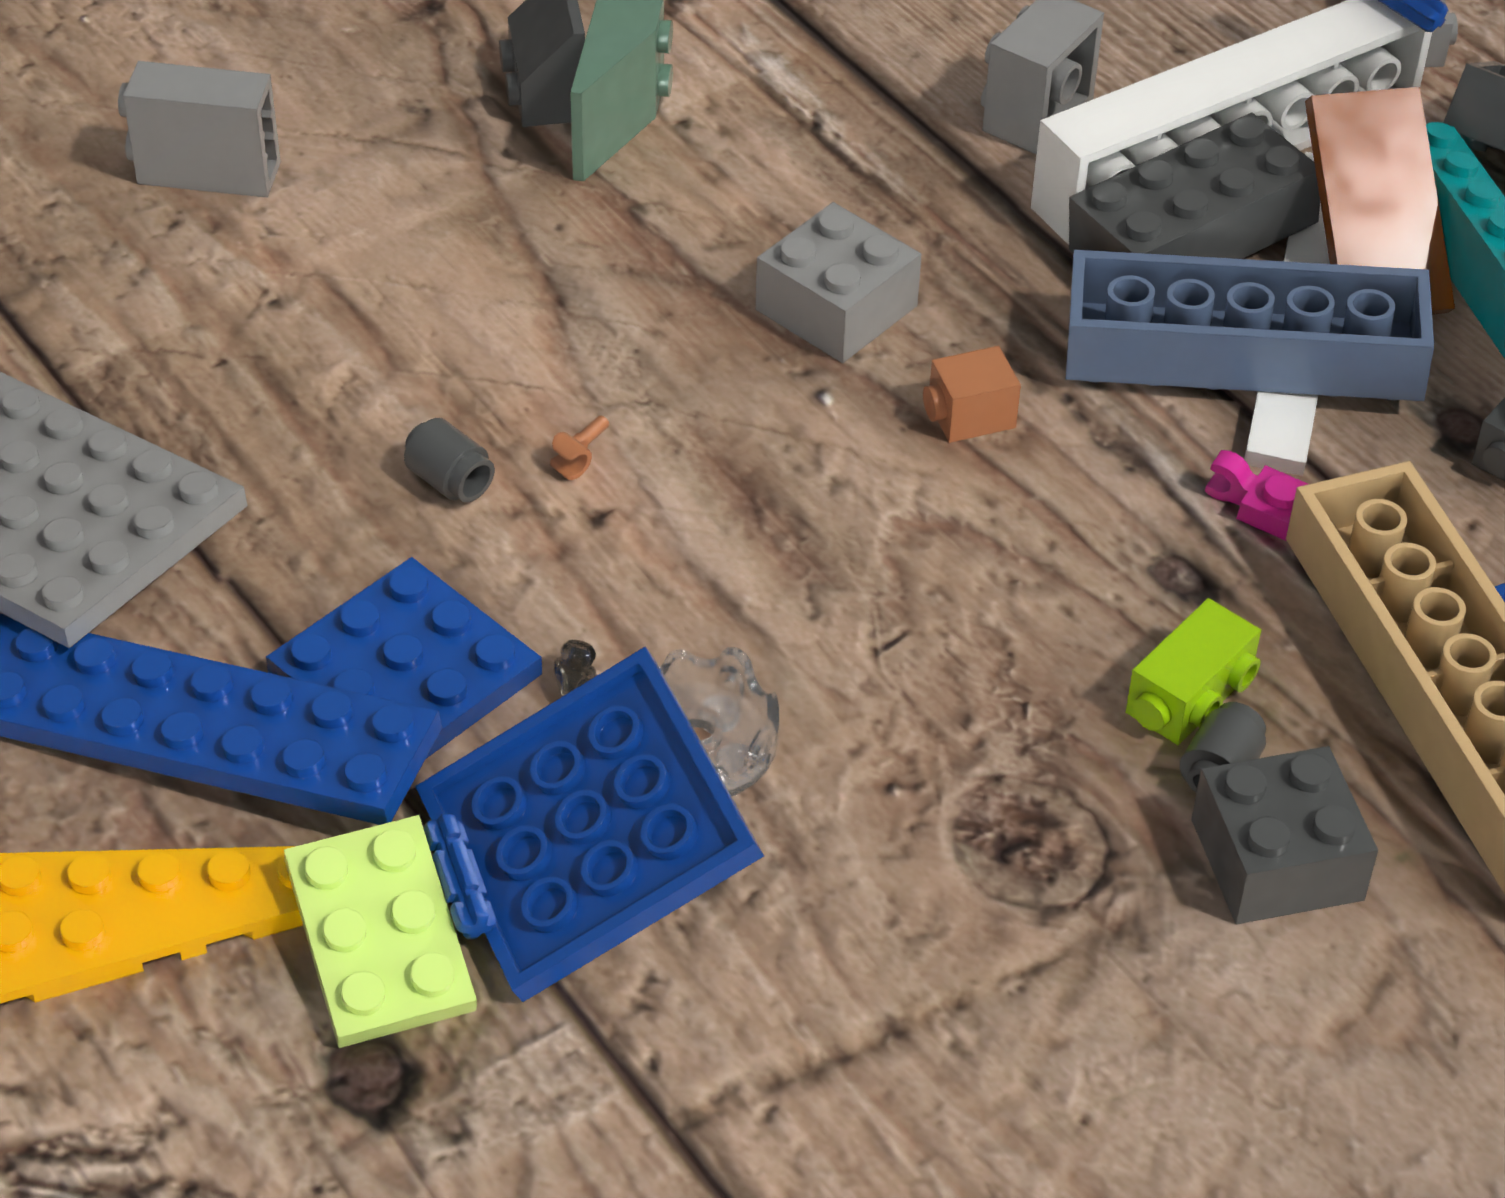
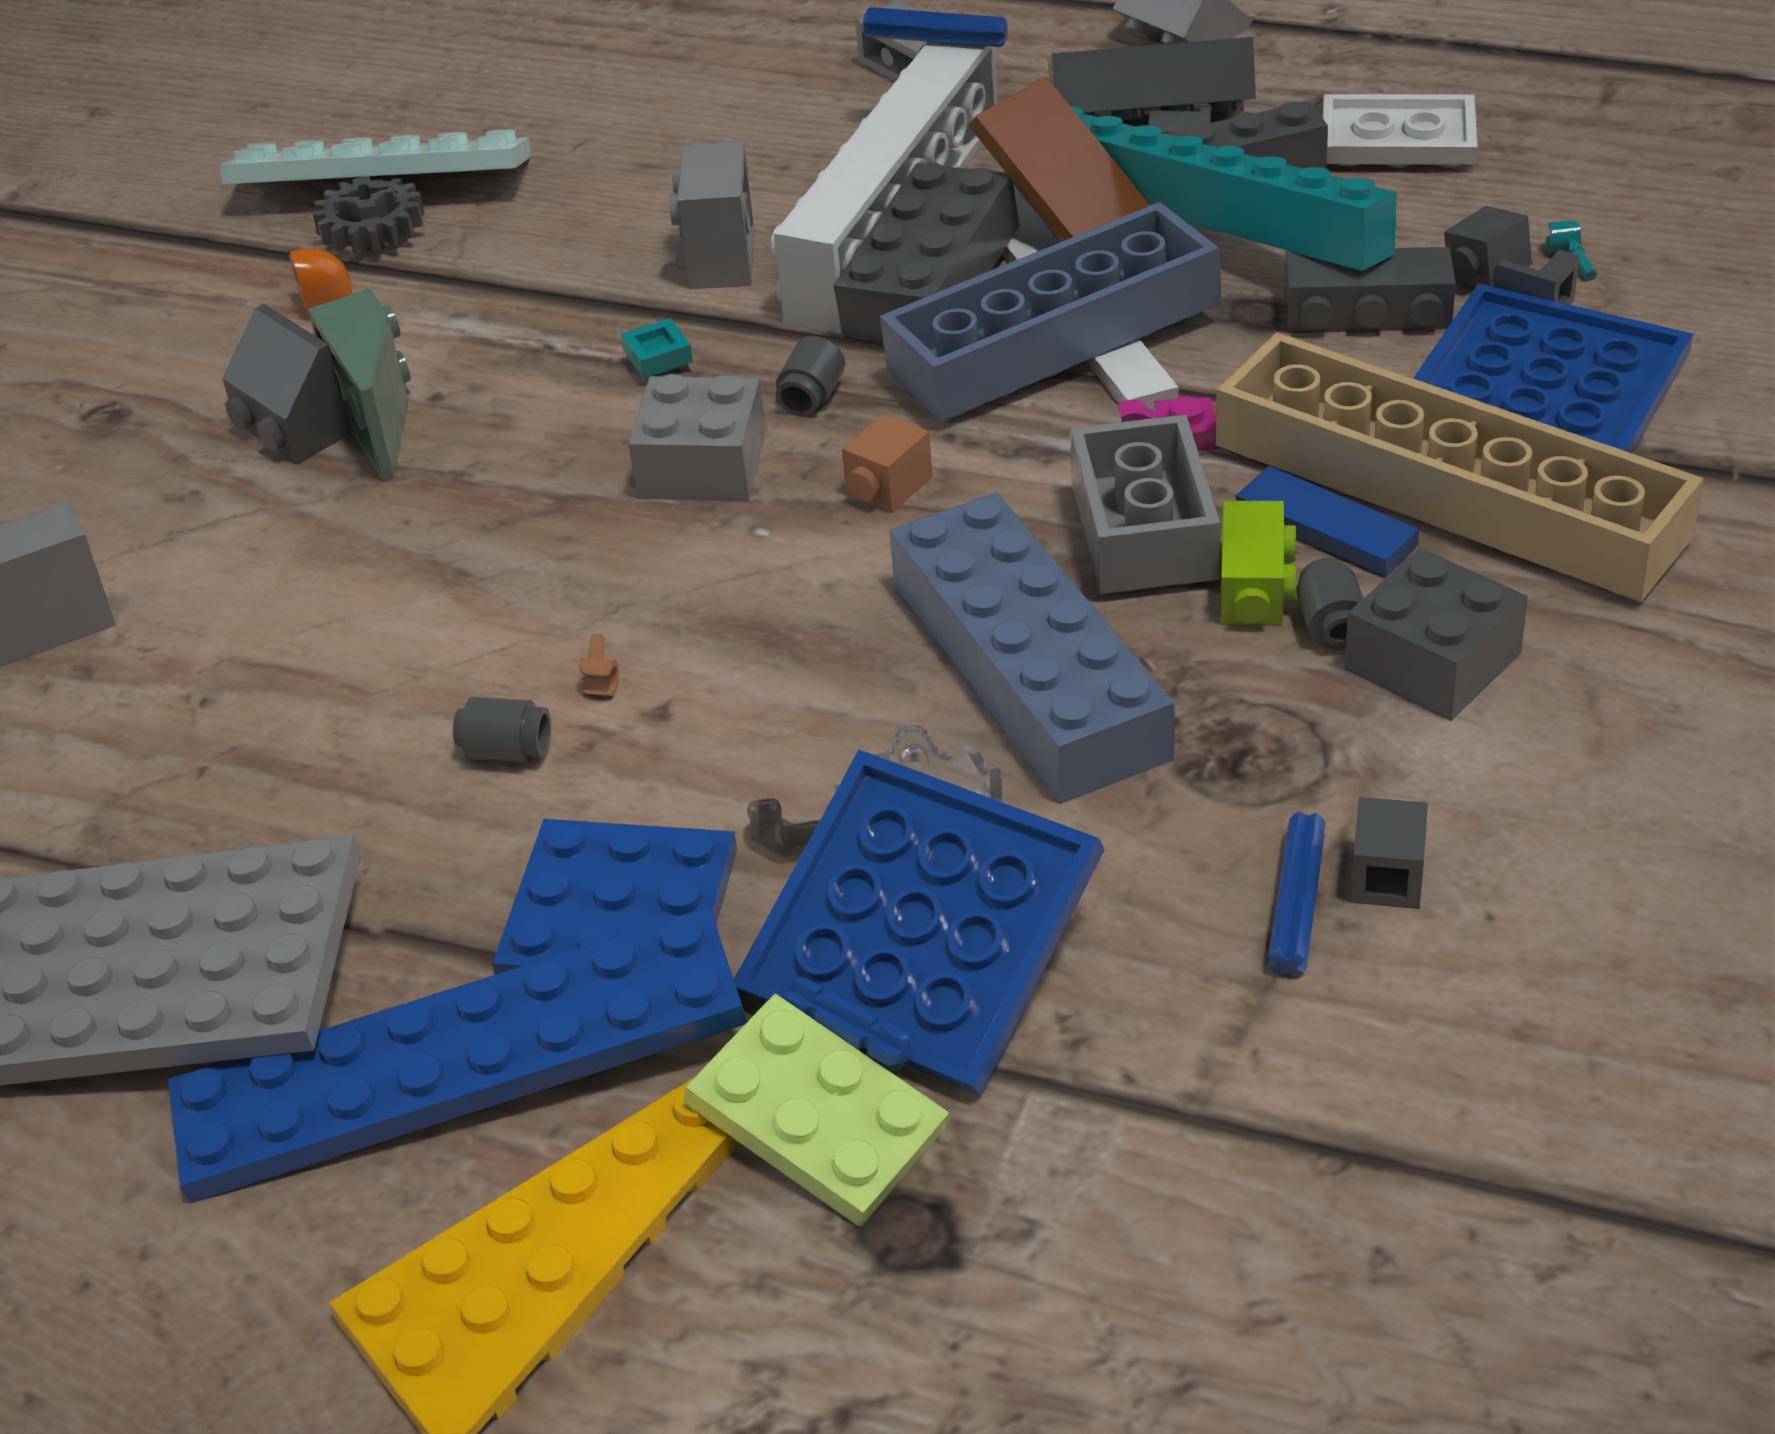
camera: 30 degrees left, 5 degrees down
(889, 175) = (657, 348): none -> teal plate
(922, 637) = (1033, 647): none -> sand blue brick
(933, 995) = (1297, 894): none -> blue axle
(990, 272) = (809, 376): none -> dark grey brick
(1038, 1007) = (1389, 852): none -> dark grey brick
(1142, 557) = (1145, 504): none -> light grey brick
(1311, 670) = (1335, 521): none -> blue tile

